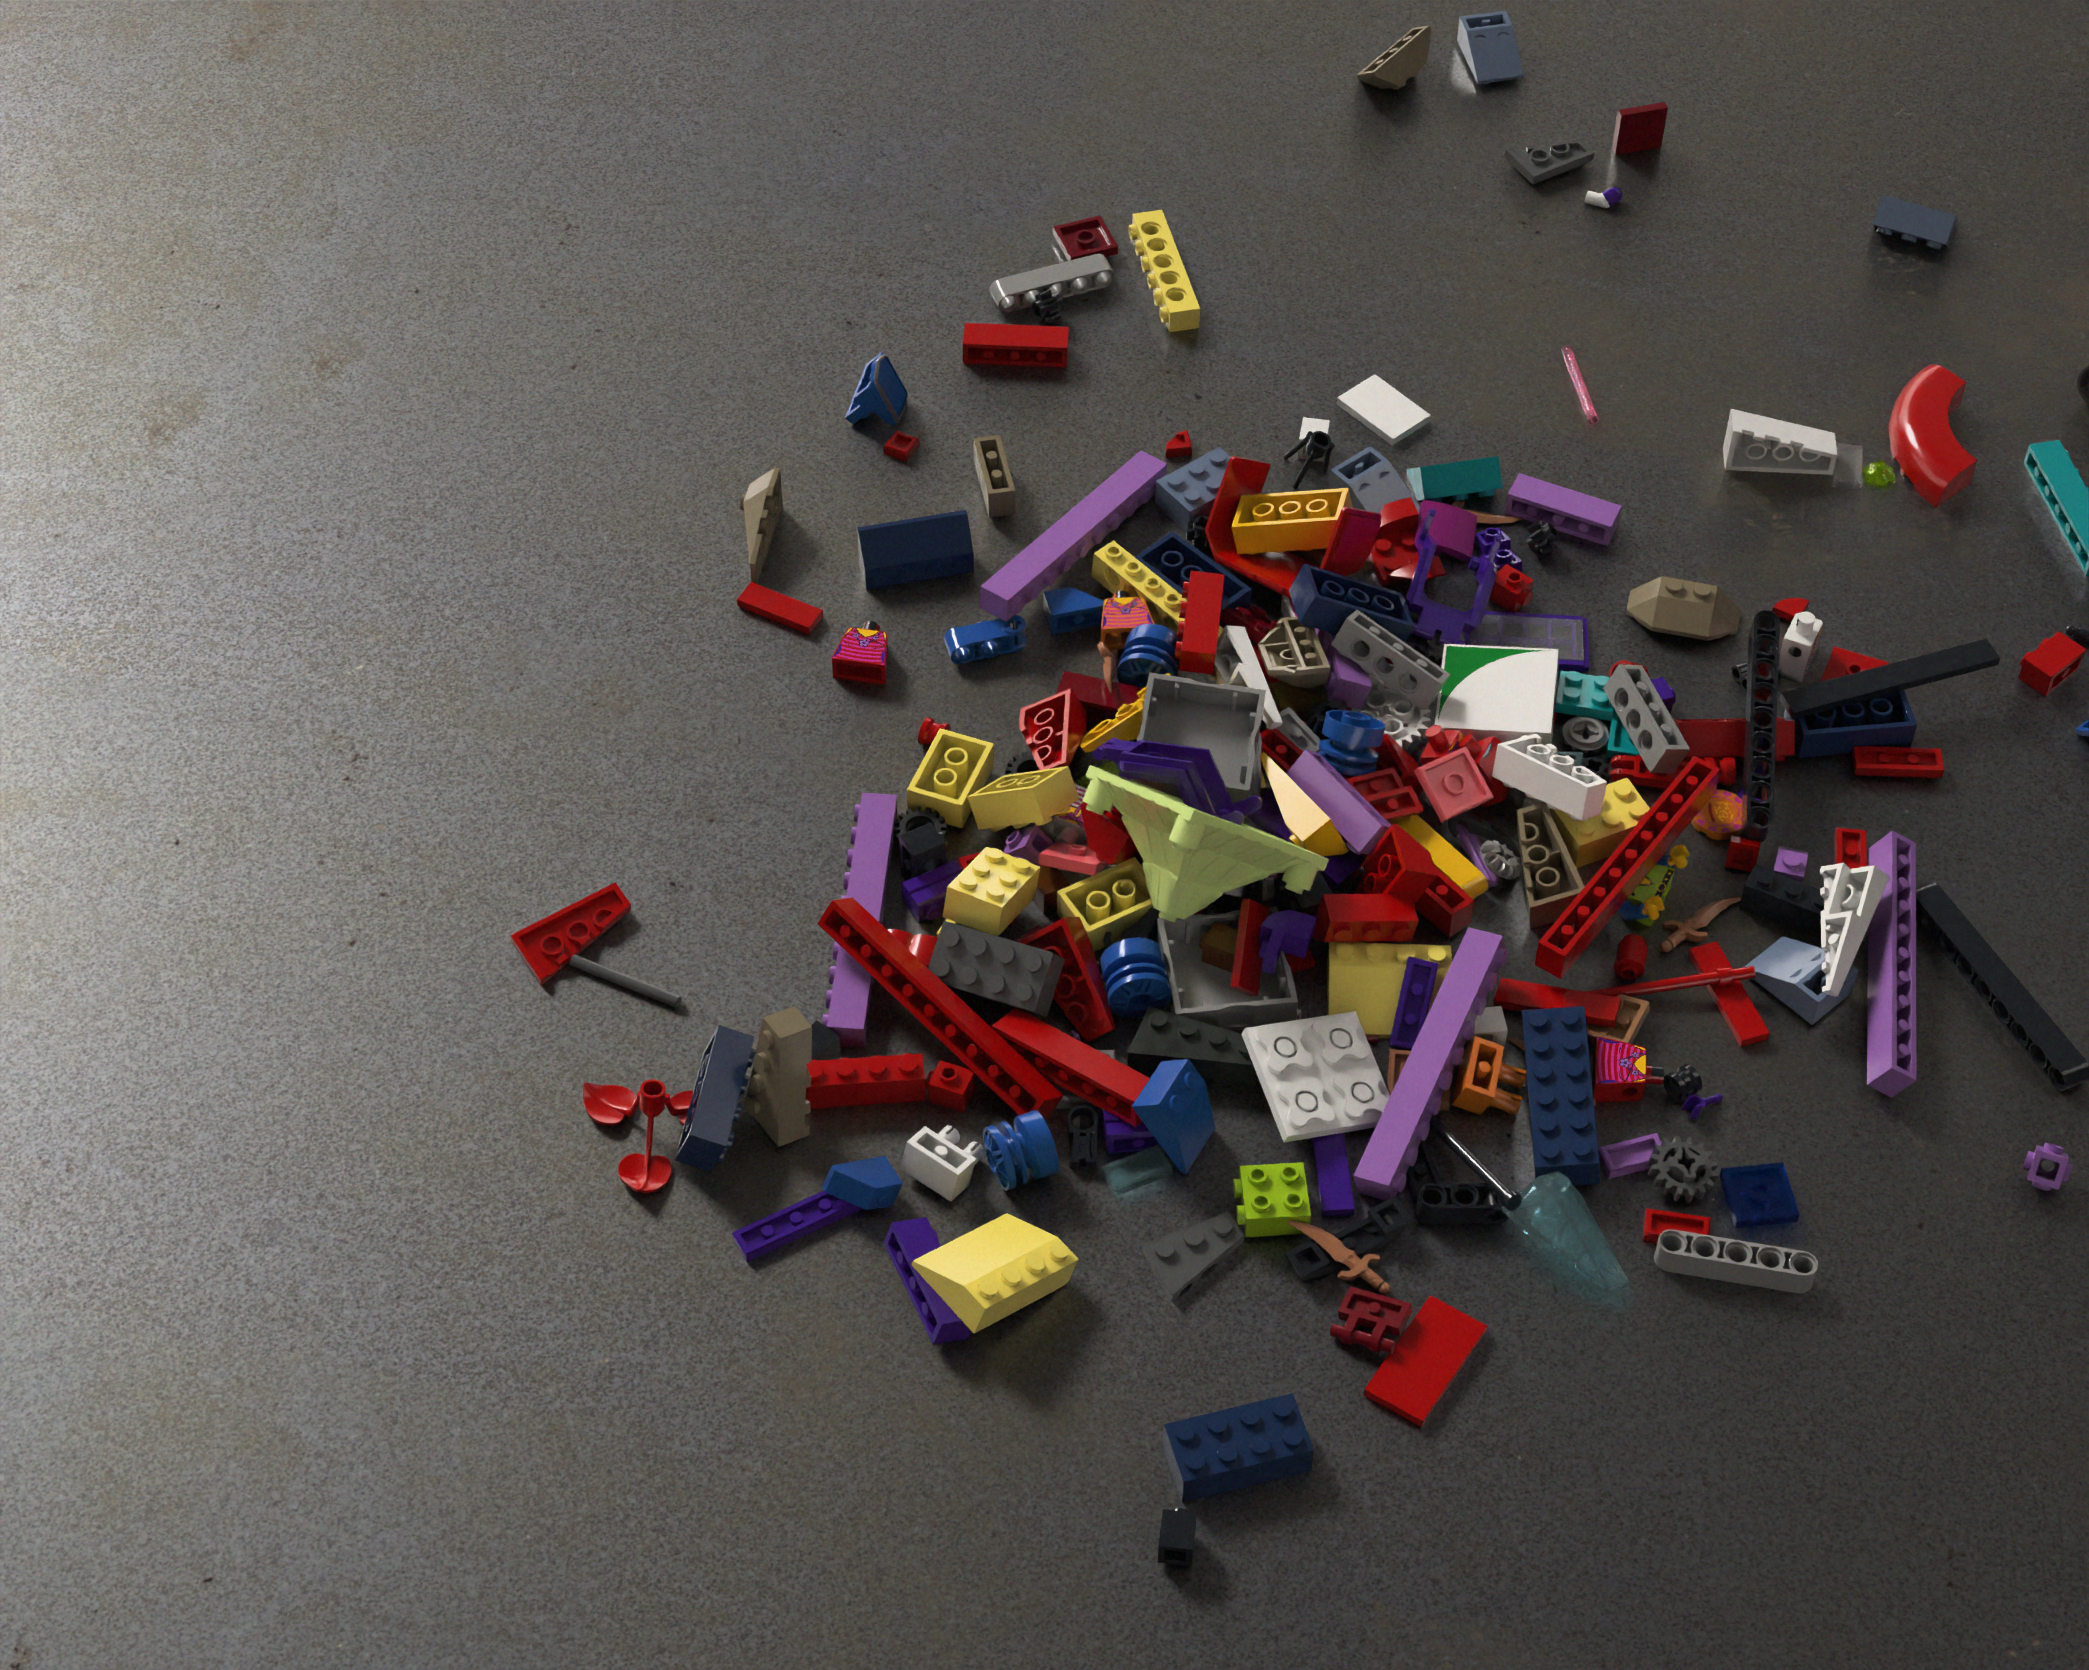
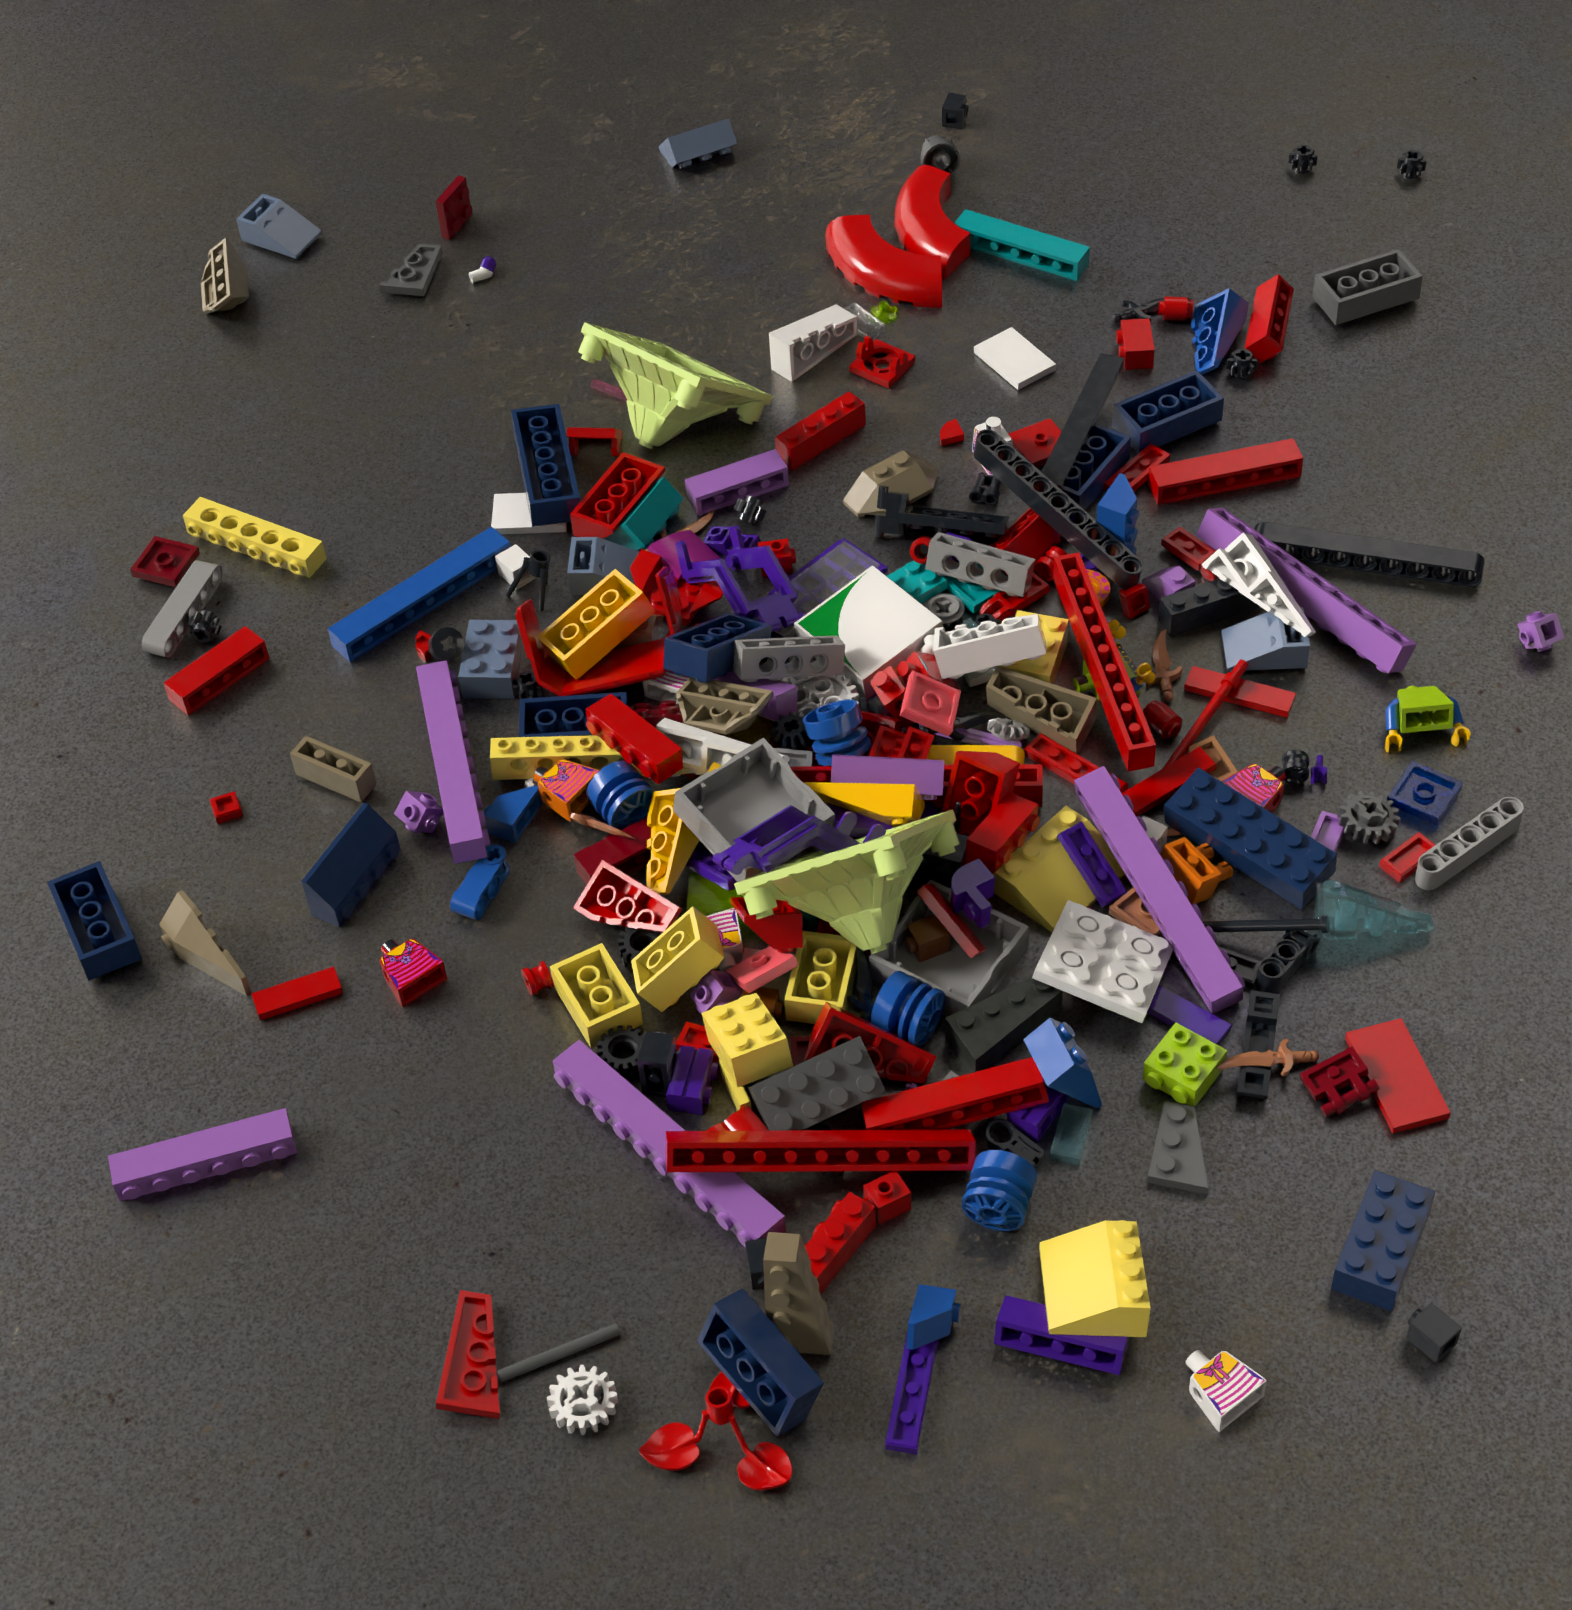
camera: 45 degrees left, 0 degrees up
(589, 657) = (202, 1154): none -> medium lavender brick
(595, 1020) = (582, 1399): none -> white gear
(718, 447) = (94, 920): none -> dark blue brick
(878, 392) = (161, 783): blue piece -> none
(940, 1163) = (956, 1253): white brick -> none
(986, 1422) = (1223, 1387): none -> torso
(1006, 548) = (419, 812): none -> medium lavender brick
(1178, 449) = (455, 640): none -> black piece
(1218, 403) = (417, 595): none -> blue brick
(1433, 380) = (545, 464): none -> dark blue brick
(1449, 441) = (614, 496): none -> red slope
(1515, 929) = (1061, 760): none -> red tile
(1516, 396) = (577, 433): none -> red piece
(1600, 383) = (666, 386): none -> yellowish green piece
(1654, 640) = (901, 513): none -> black hinge
(1683, 522) = (821, 430): none -> red brick
(1801, 778) = (1119, 513): none -> blue slope
(1833, 520) = (897, 359): none -> red piece
(1845, 1133) = (1423, 710): none -> lime torso
(1933, 594) = (1014, 358): none -> white tile
(1973, 822) = (1225, 471): none -> red brick
(1991, 735) = (1168, 411): none -> dark blue brick
(2016, 422) = (923, 224): none -> red brick

